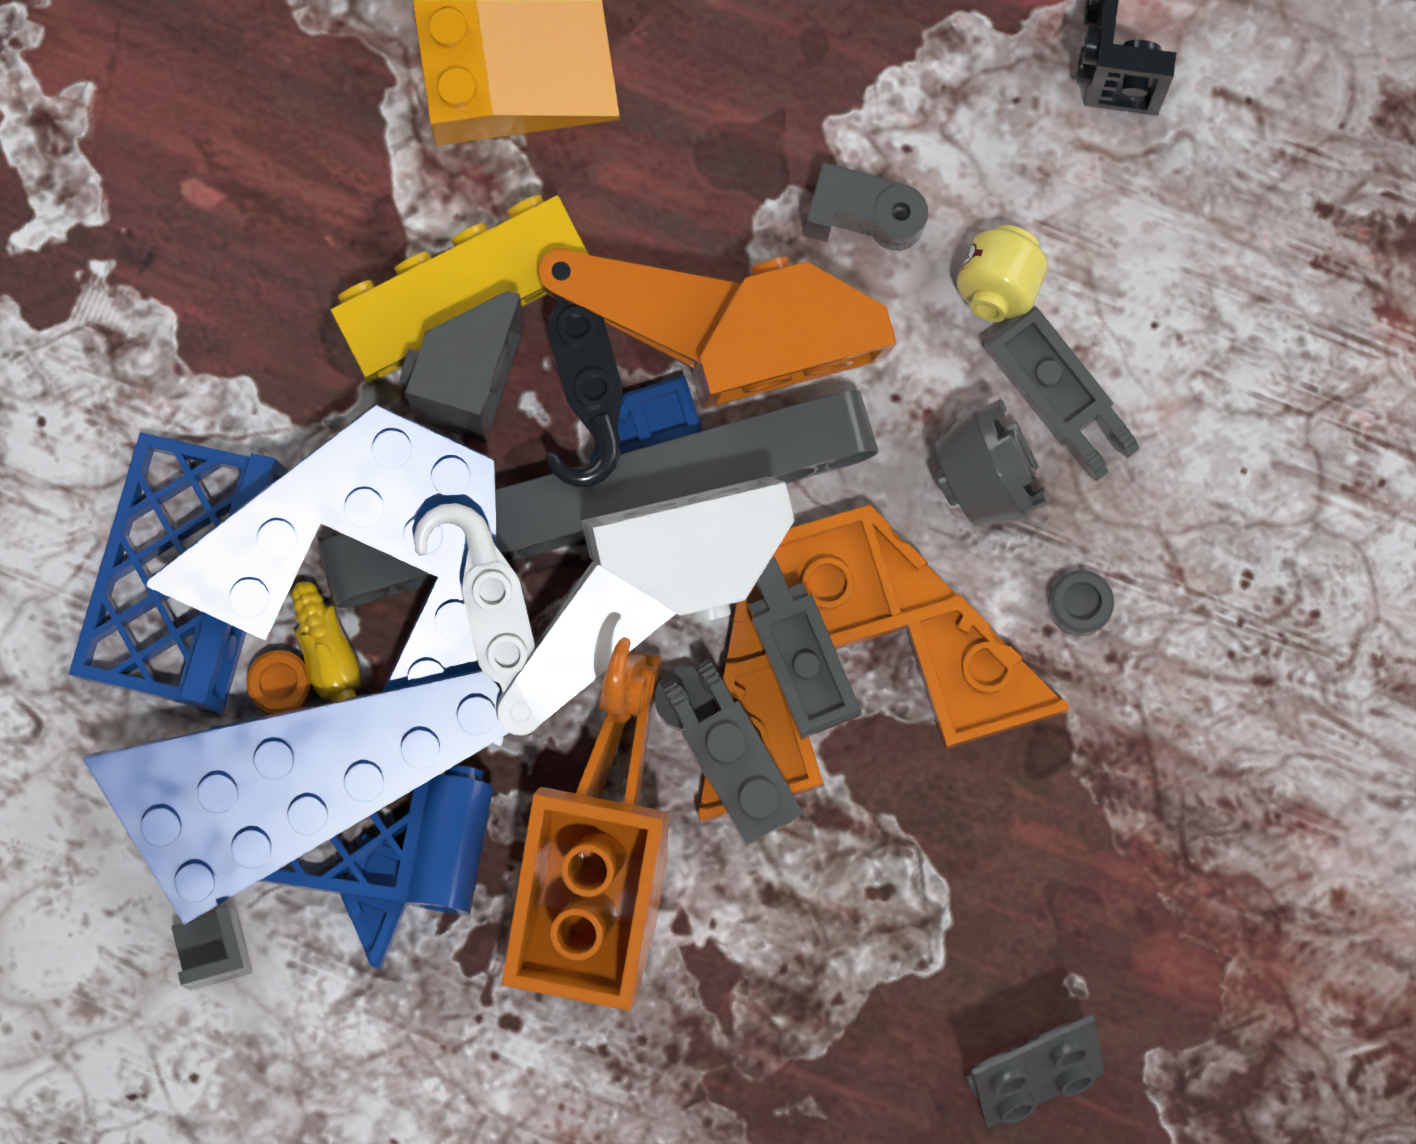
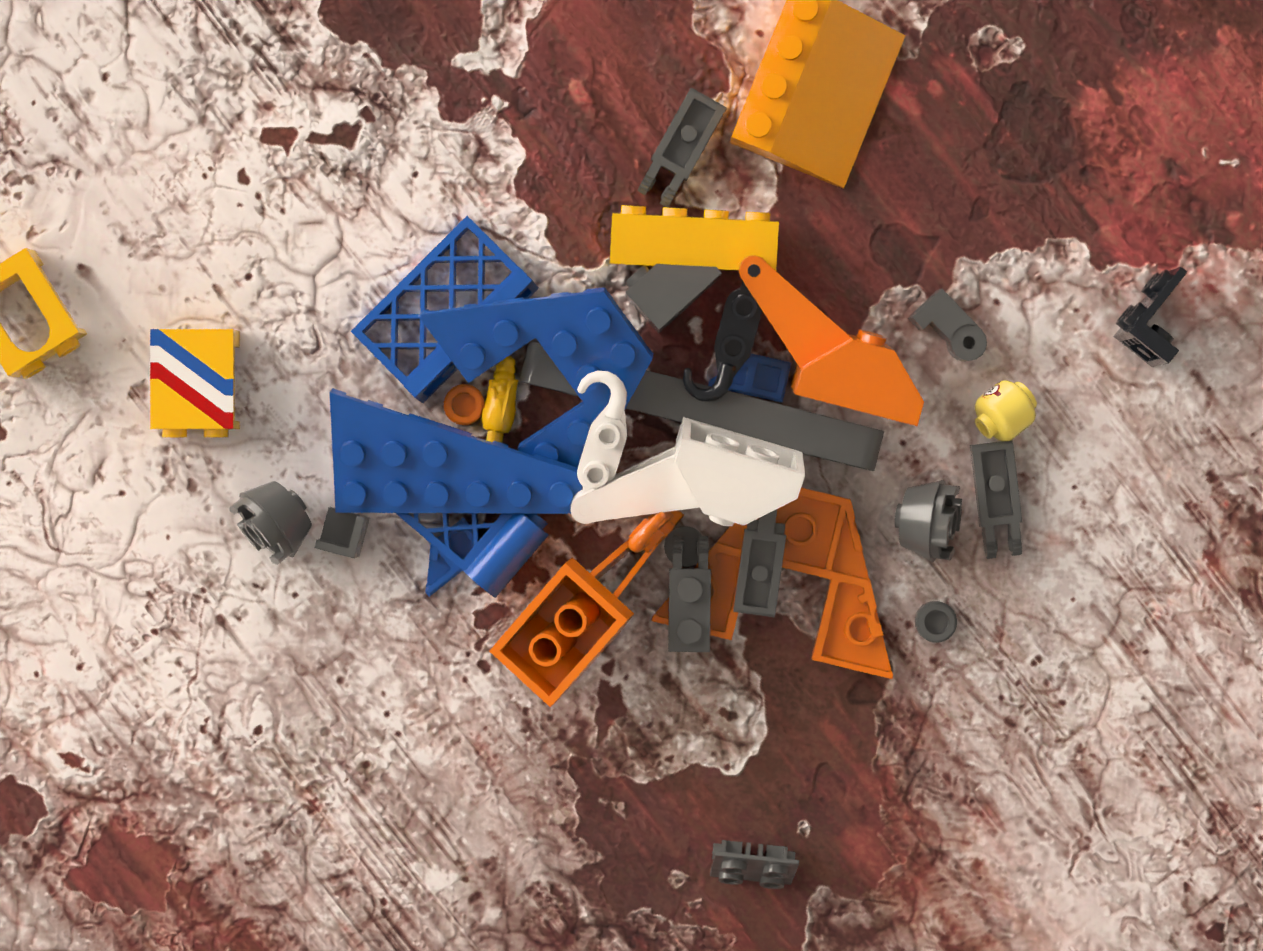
camera: 35 degrees right, 10 degrees up
(102, 984) = (273, 519): none -> dark grey cone
(374, 175) = (683, 142): none -> dark grey hinge

